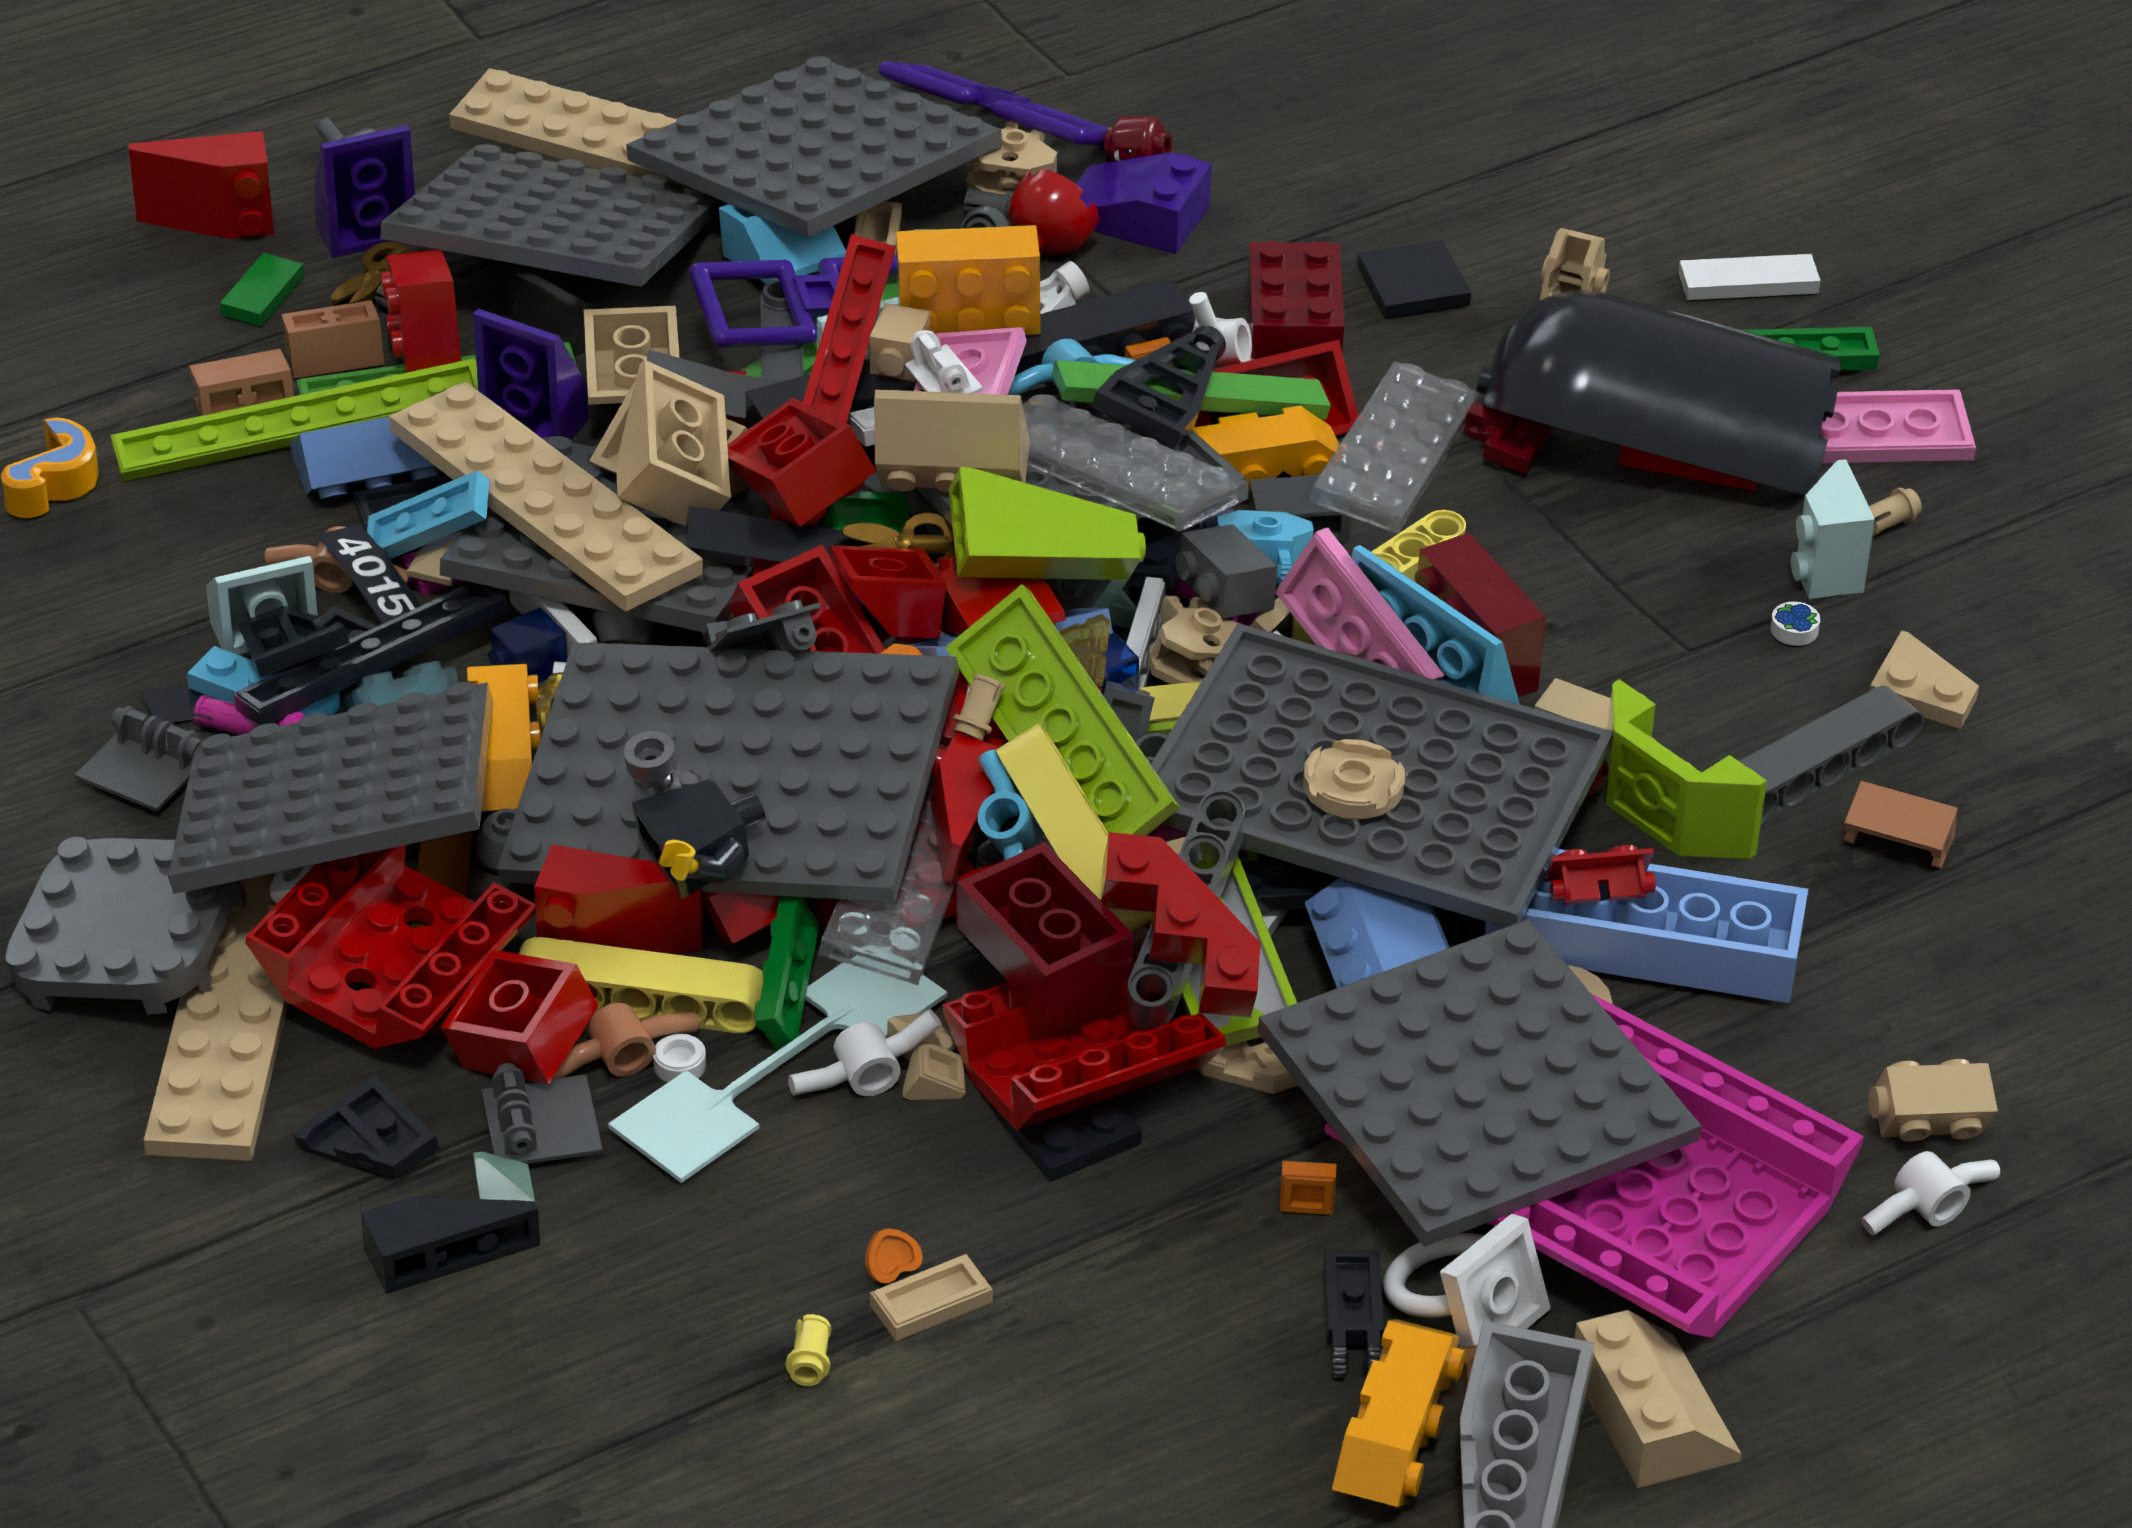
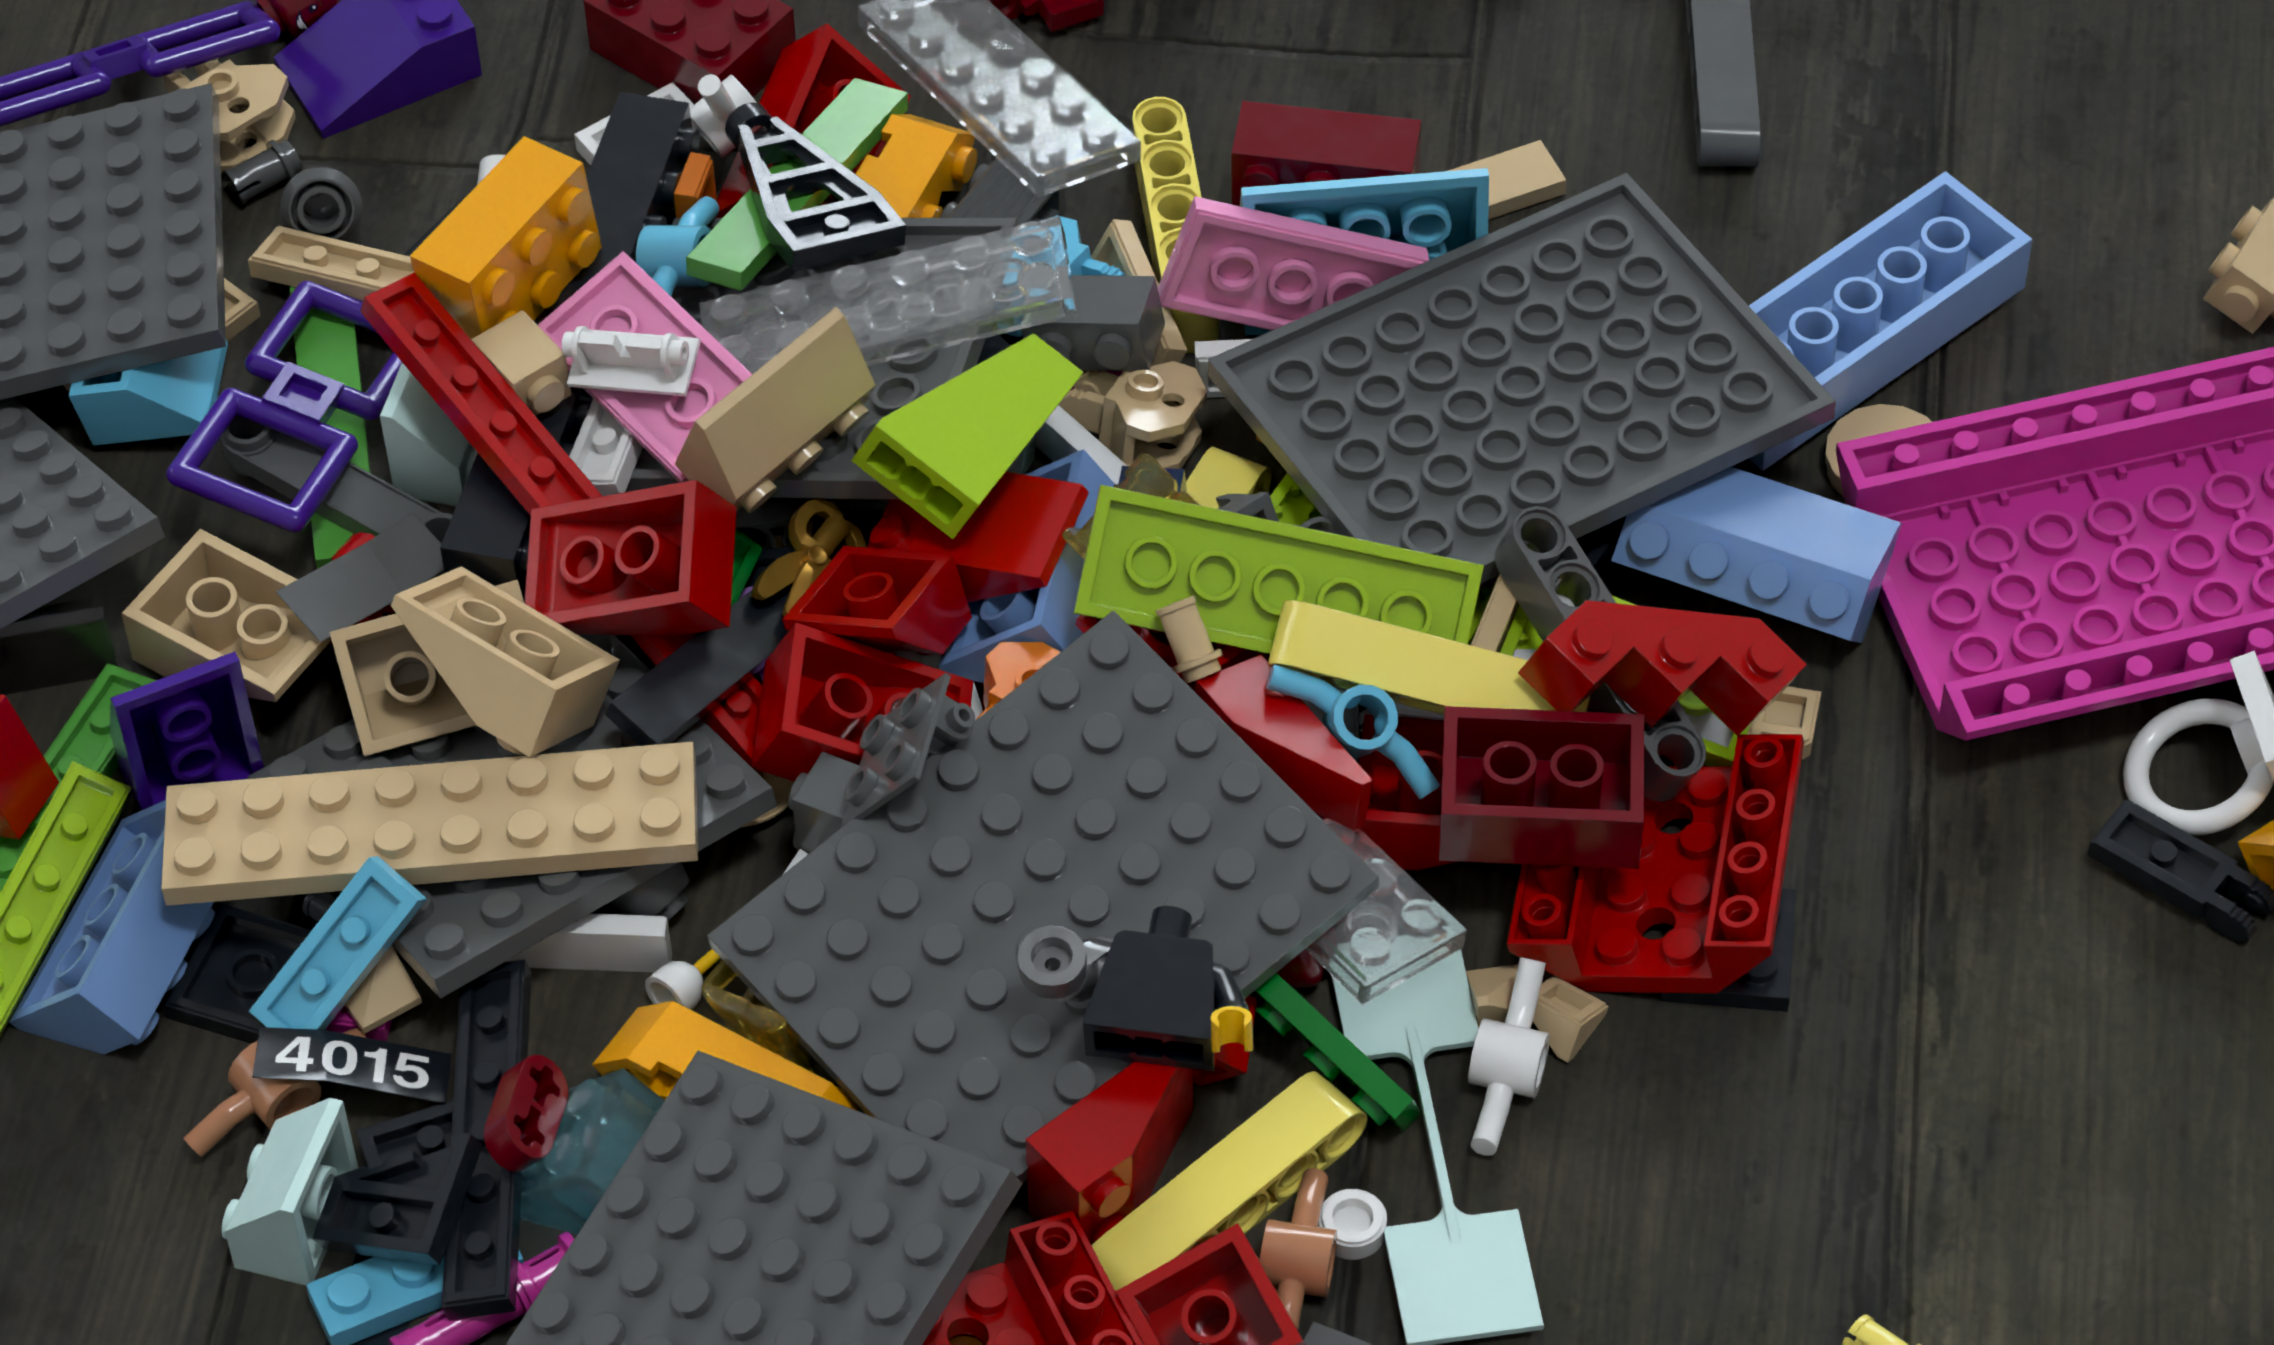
camera: 50 degrees left, 10 degrees up
(388, 638) = (537, 1120): none -> dark red beam
(531, 641) = (597, 988): clear blue brick -> none
(890, 1254) = (1806, 1206): orange piece -> none
(931, 1297) = (1882, 1207): tan tile -> none
(1055, 209) = (351, 129): red cylinder -> none
(1307, 1187) = (1992, 804): orange tile -> none
(1353, 779) = (1539, 407): tan tile -> none
(1477, 1081) = (2015, 577): dark grey plate -> none
(1576, 875) = (1827, 289): red hinge -> none
(1671, 800) = (1705, 191): lime slope -> none
(1902, 820) = (1869, 53): nougat hinge -> none

